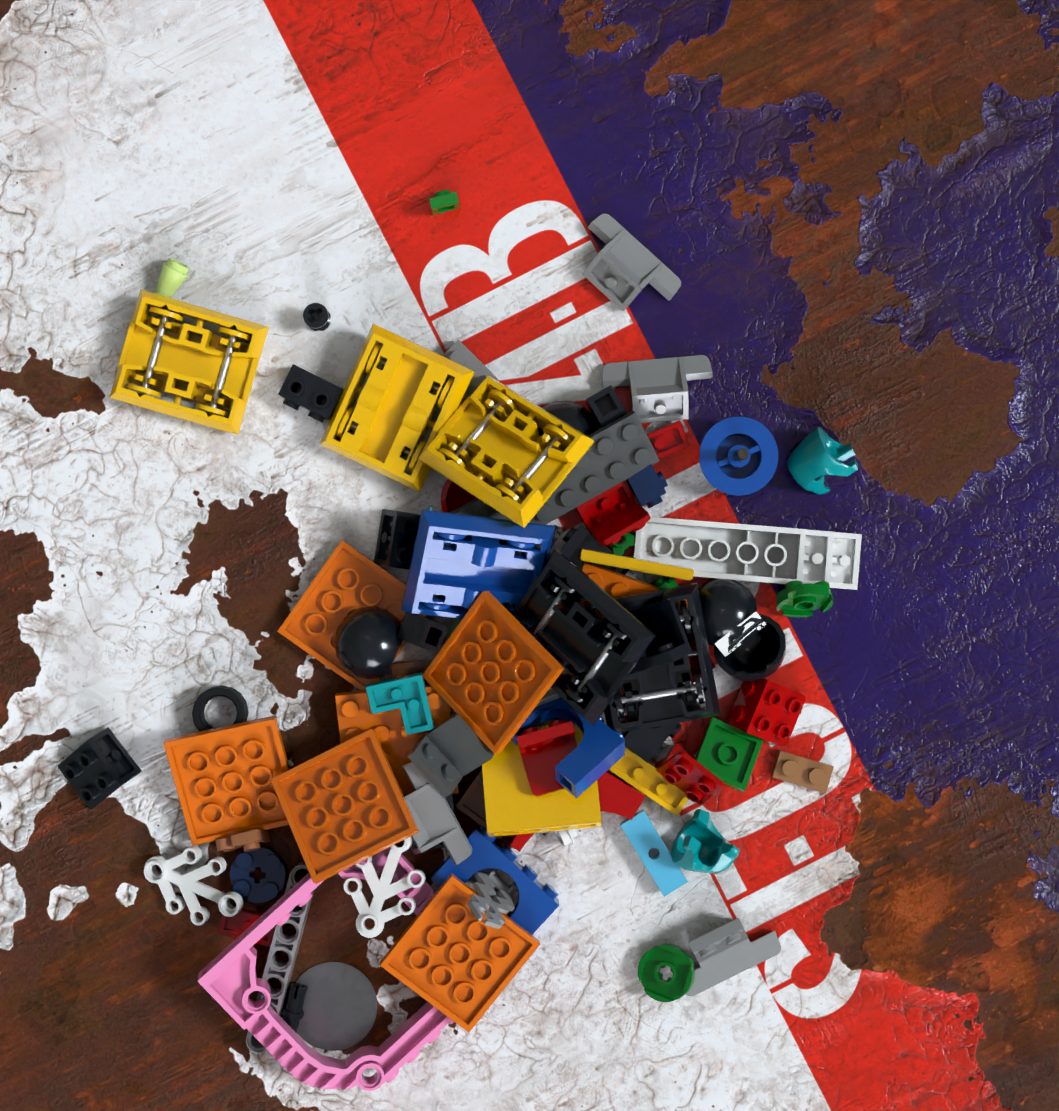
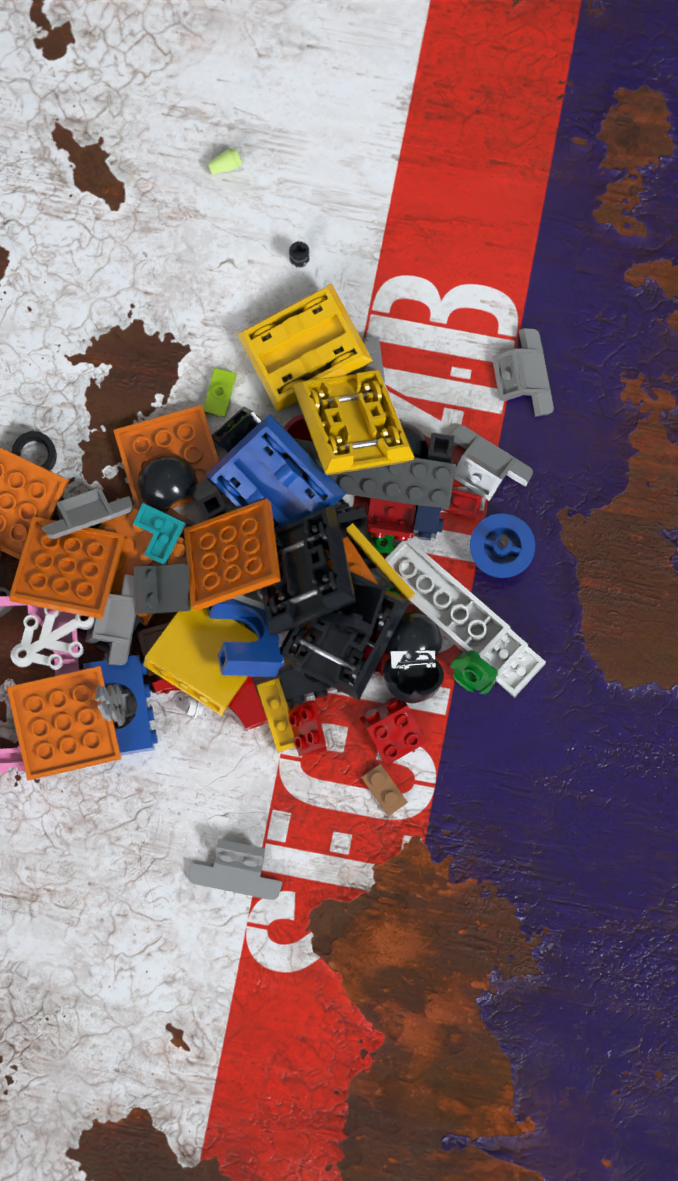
camera: 30 degrees right, 10 degrees down
(188, 362) = (195, 220): yellow piece -> none
(311, 393) = (256, 297): black brick -> none
(317, 735) = (84, 512): none -> light grey plate
(348, 513) = (219, 393): none -> lime plate
(444, 201) = (438, 245): green plate -> none
(543, 751) = (223, 628): red bracket -> none
(652, 978) = (190, 863): green plate -> none
(661, 867) = (243, 751): medium azure tile -> none
(702, 847) = (279, 783): teal piece -> none
(729, 753) = (345, 737): green plate -> none
(816, 458) = (556, 585): teal piece -> none

